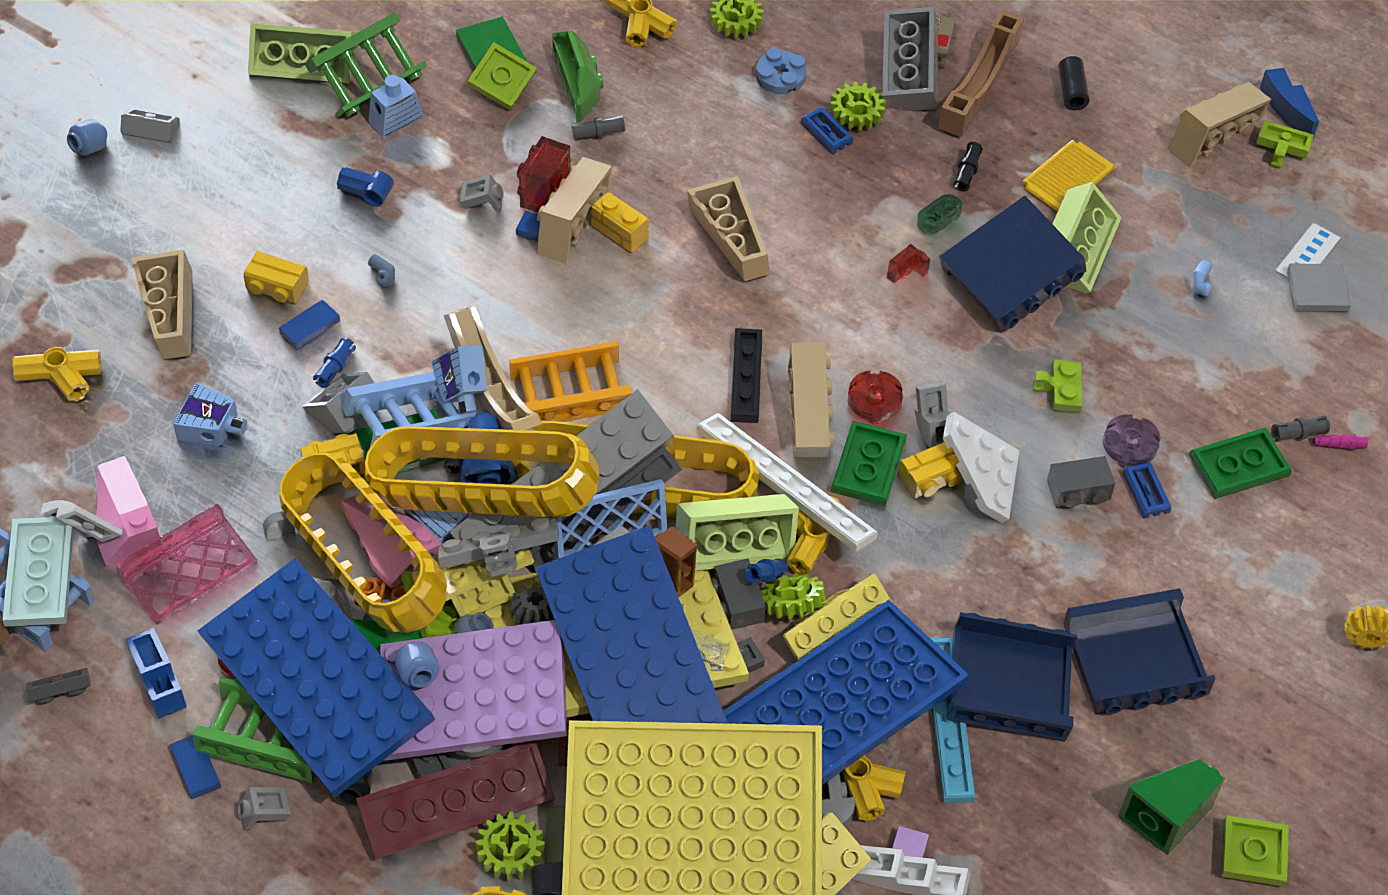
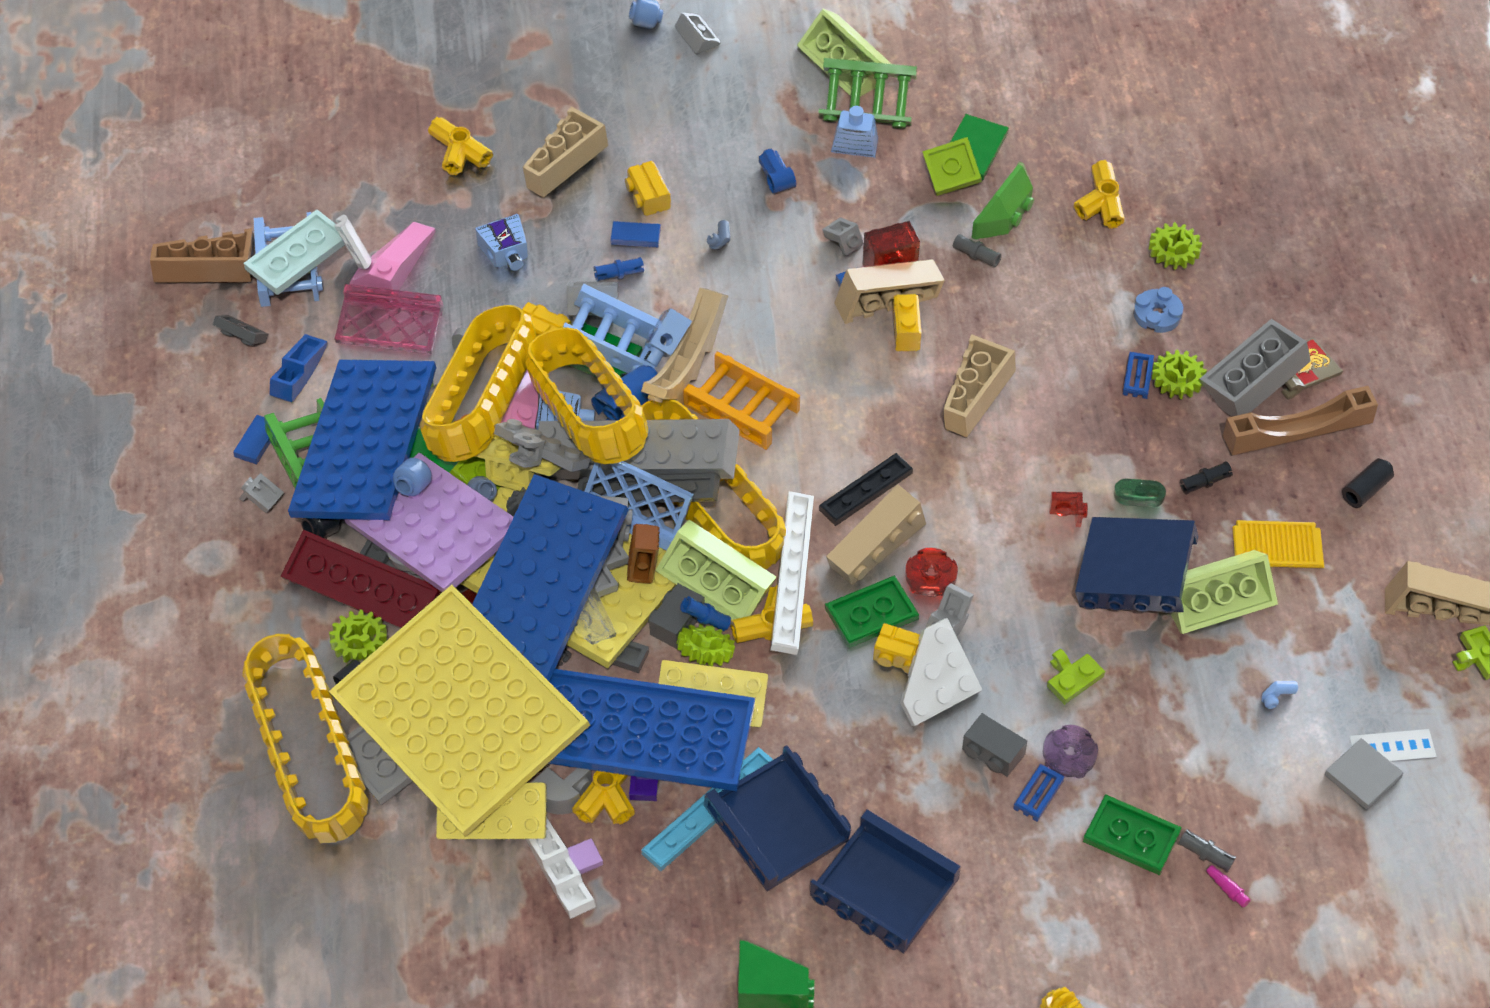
camera: 50 degrees right, 0 degrees up
(887, 751) = (643, 789): none -> dark purple plate

